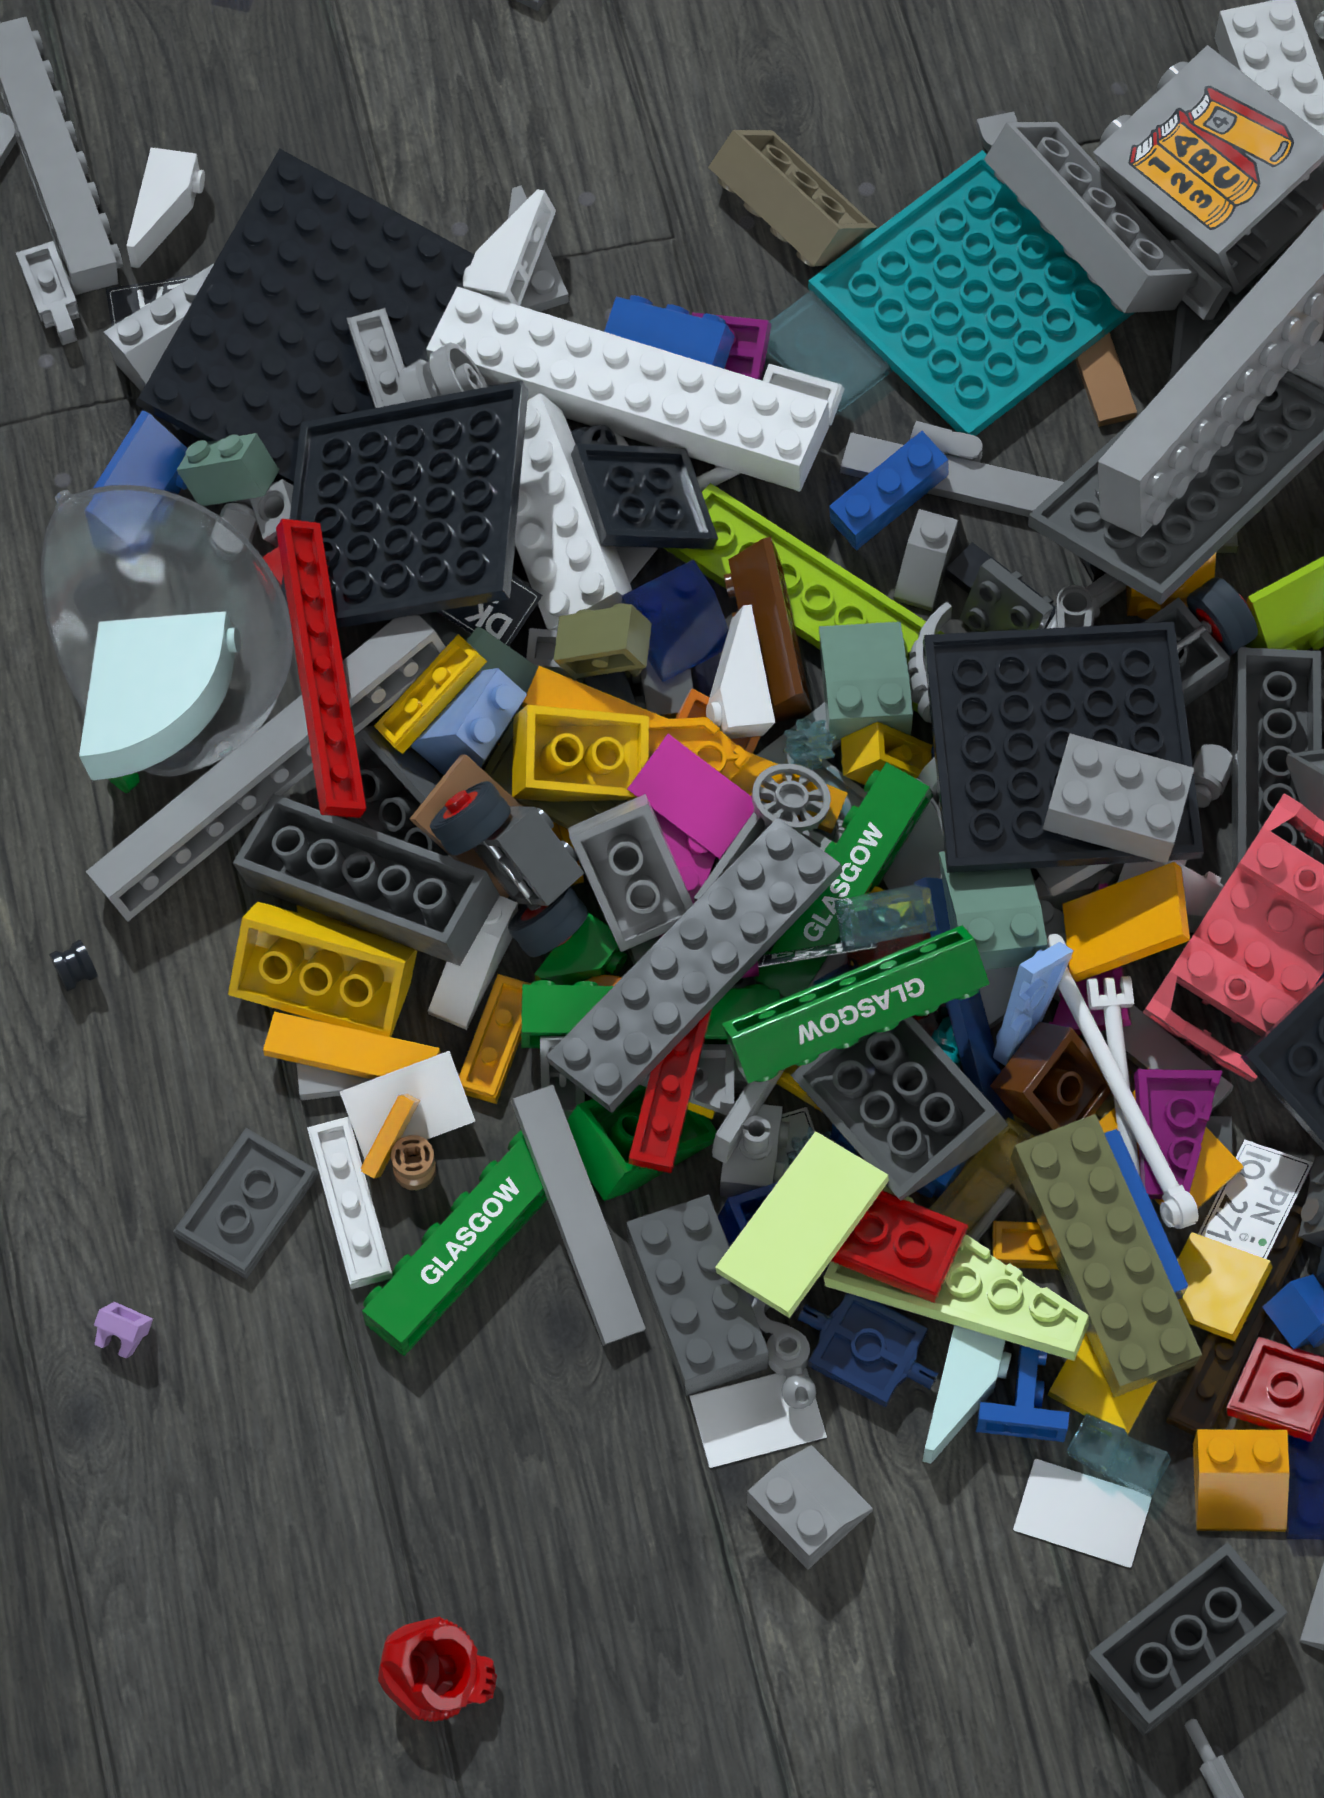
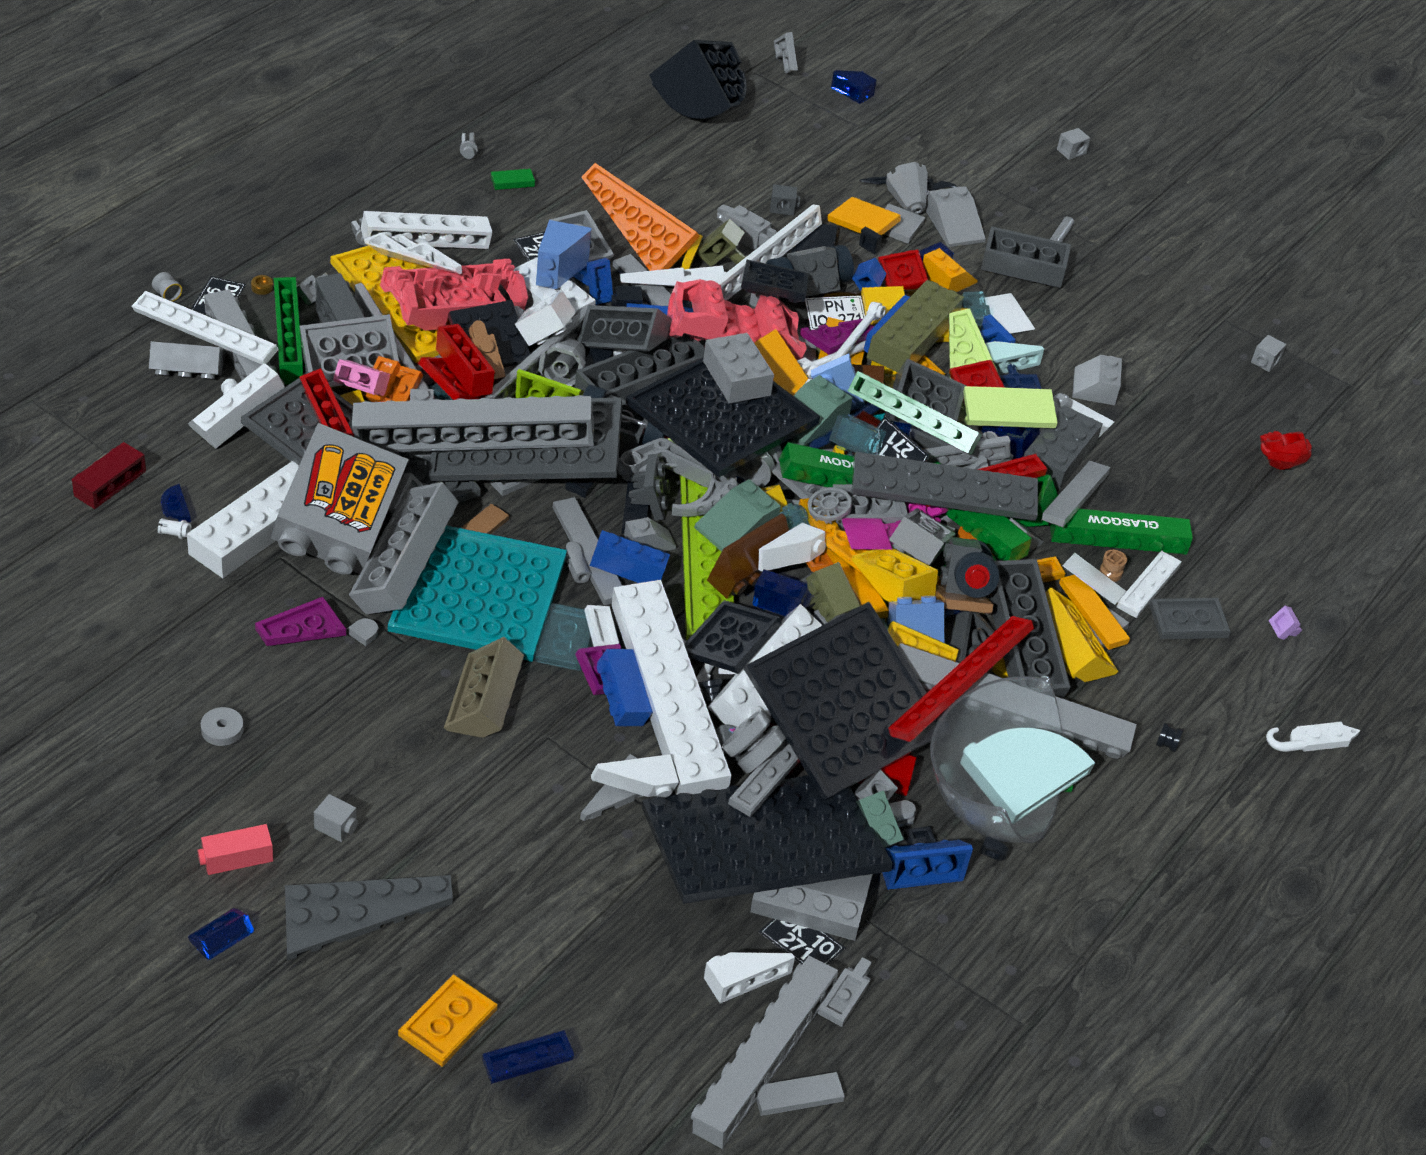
camera: 135 degrees left, 20 degrees down
(389, 1134) = (1114, 572): light orange tile -> none
(1058, 67) = (302, 623): none -> magenta wing

